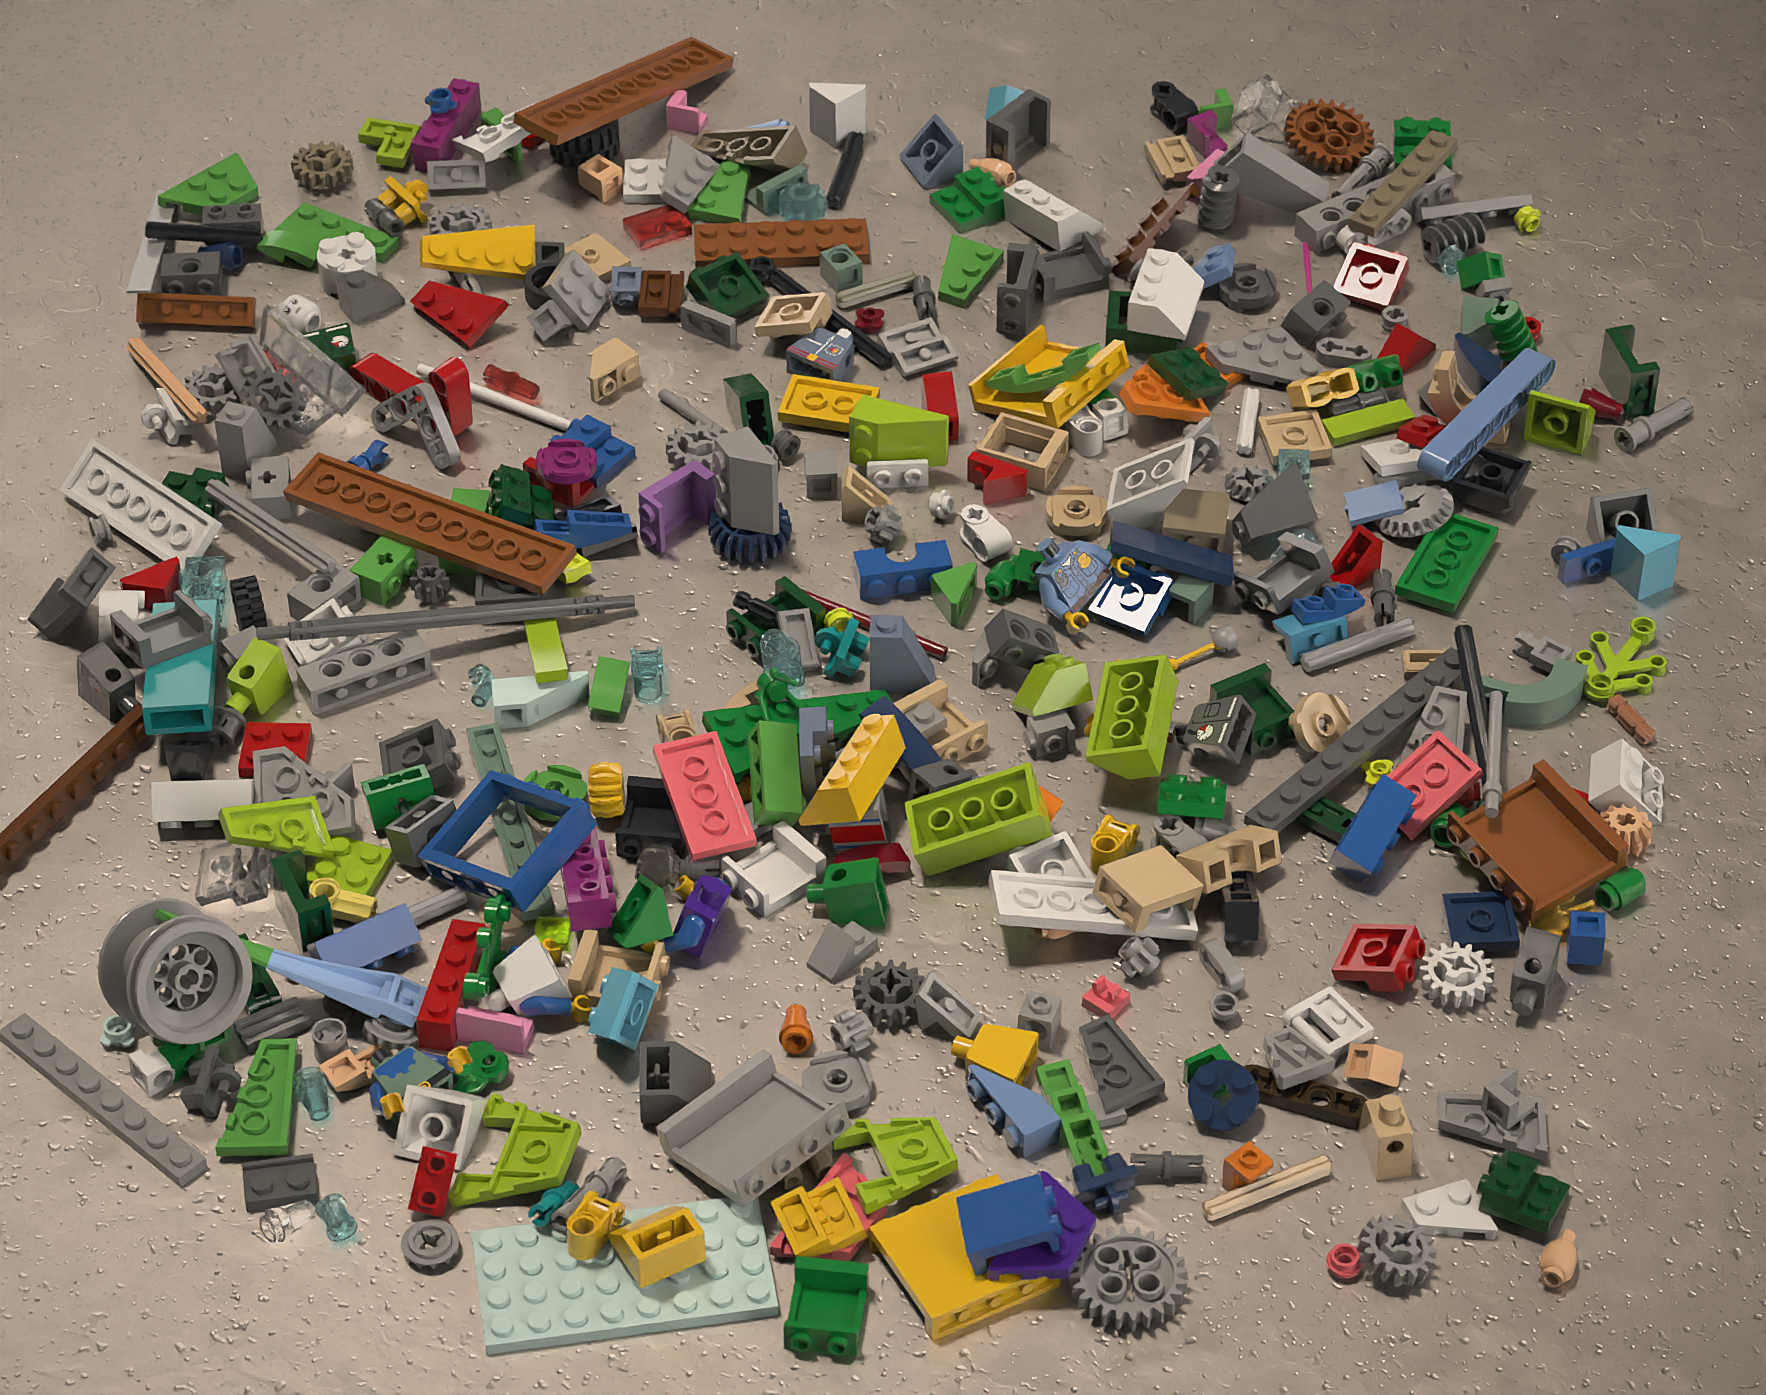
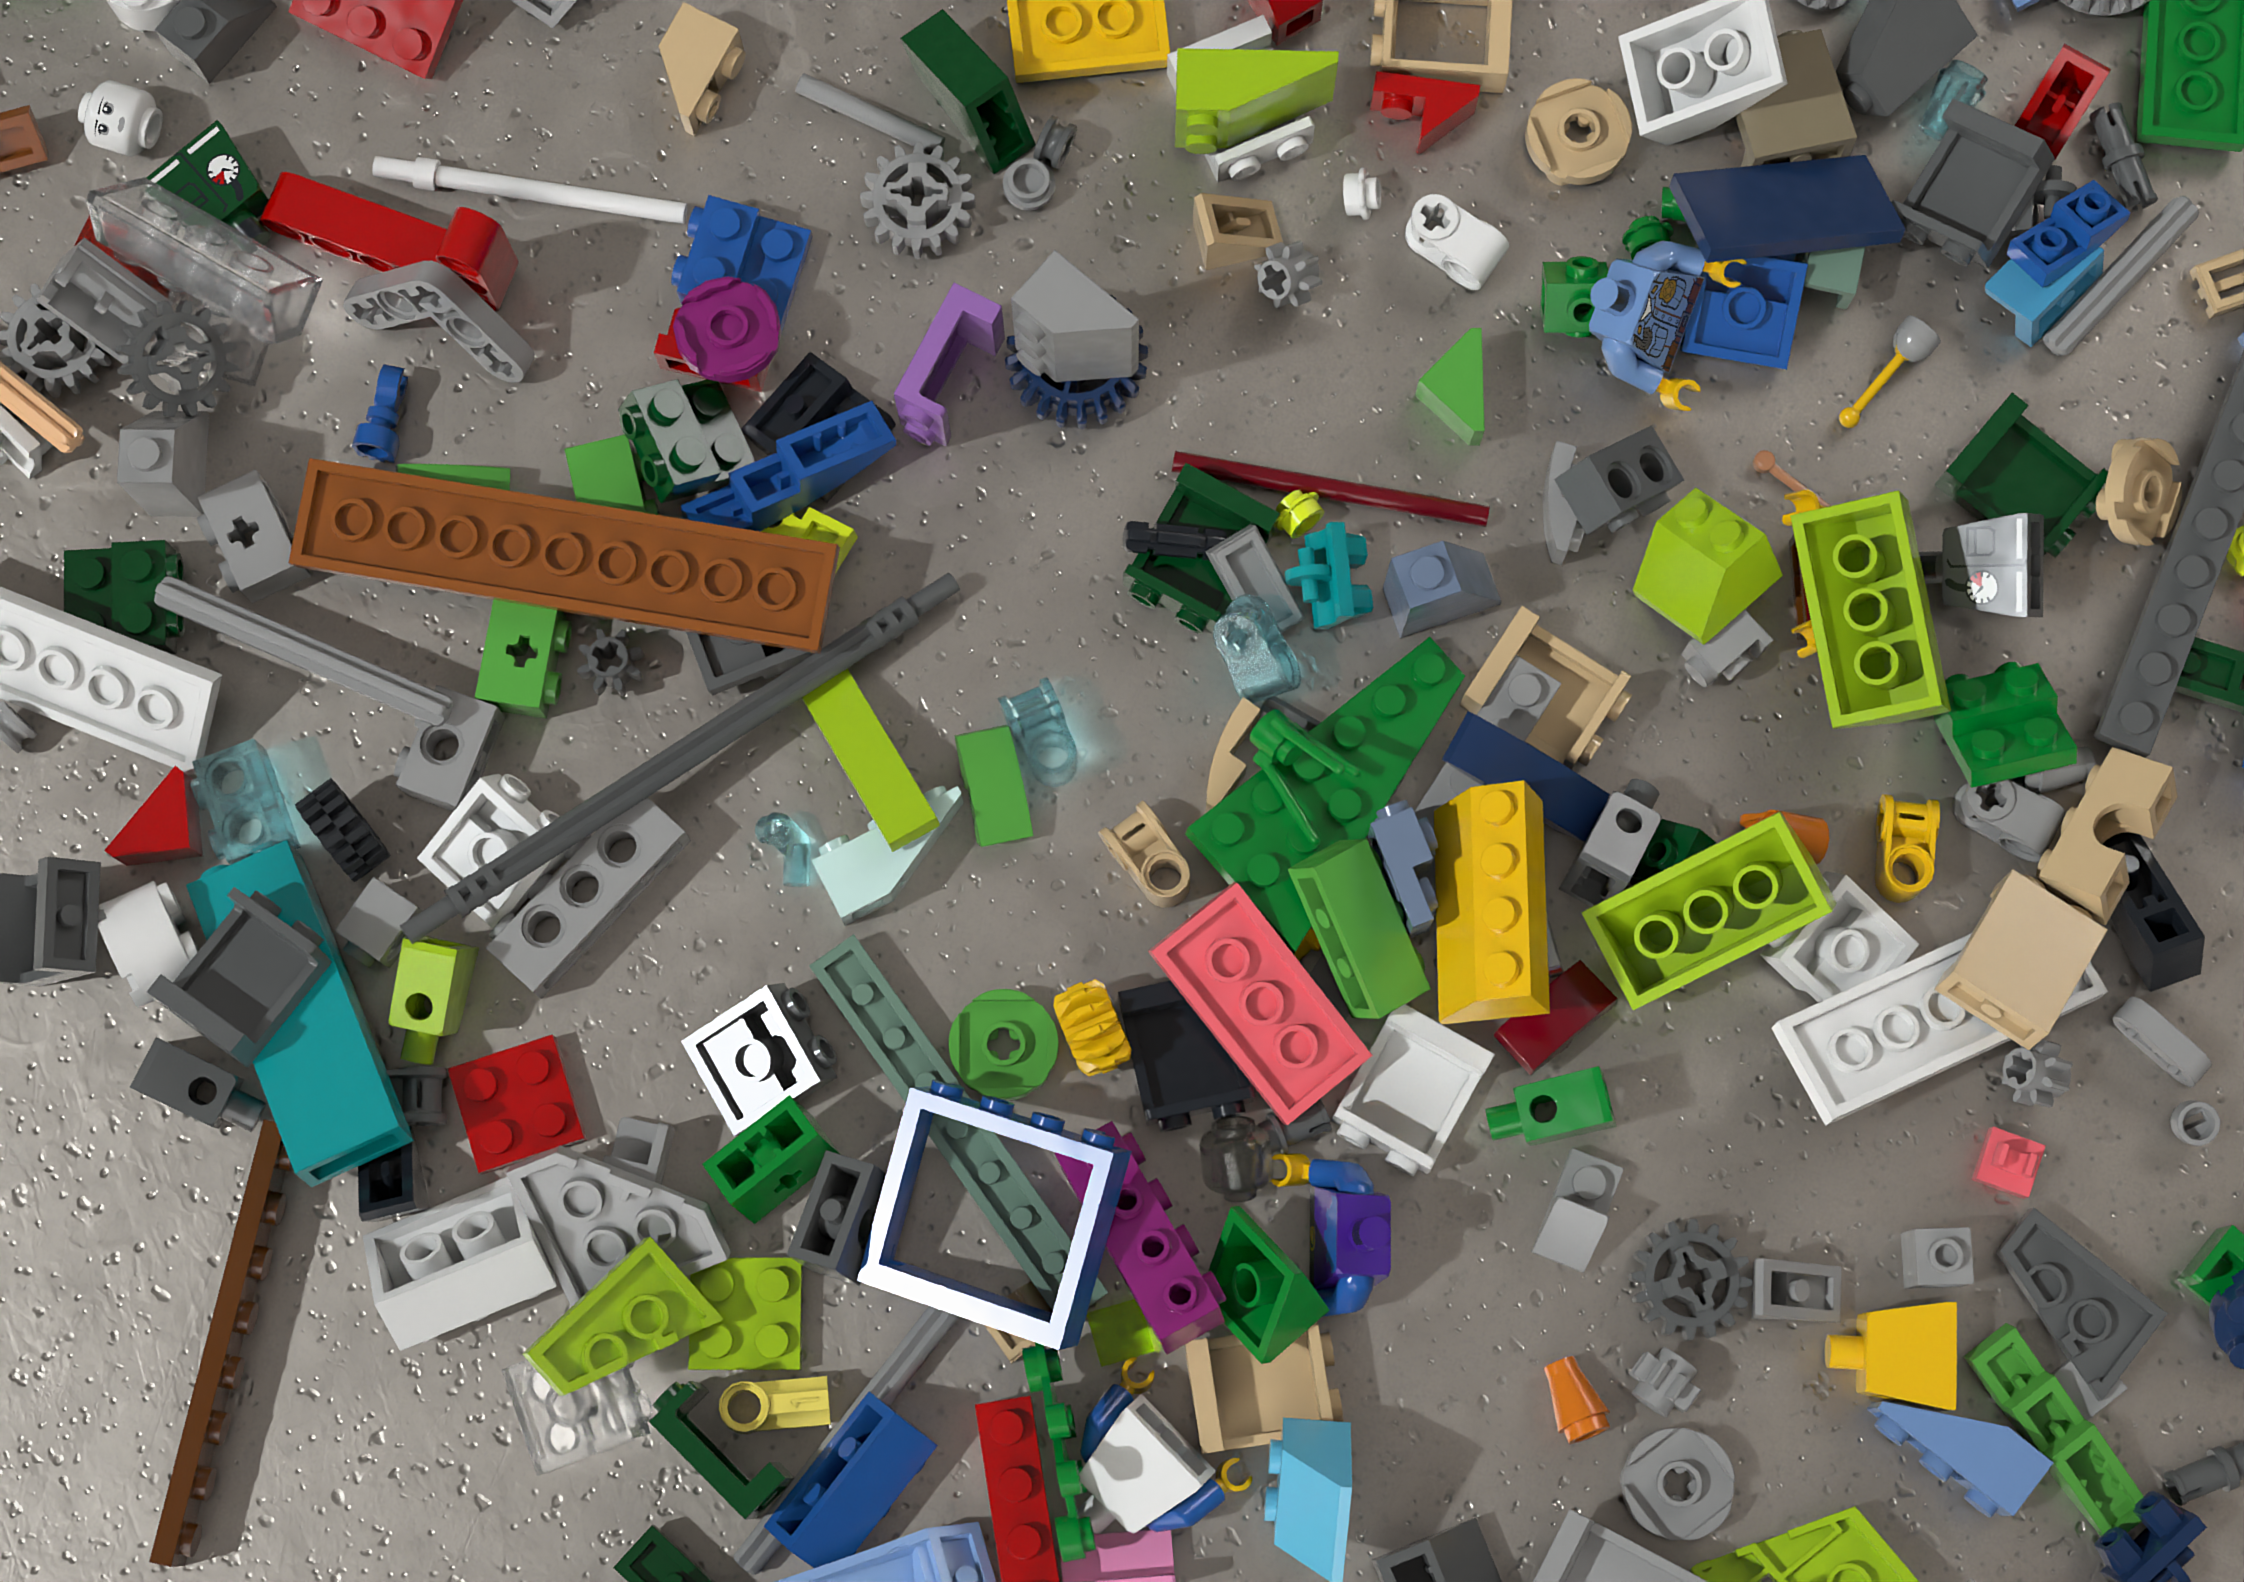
camera: 20 degrees left, 35 degrees up
(510, 382) = (542, 146): clear red axle -> none
(820, 473) = (1139, 191): light grey panel -> none
(882, 577) = (1322, 393): blue arch -> none
(1000, 580) = (1519, 323): green plant -> none

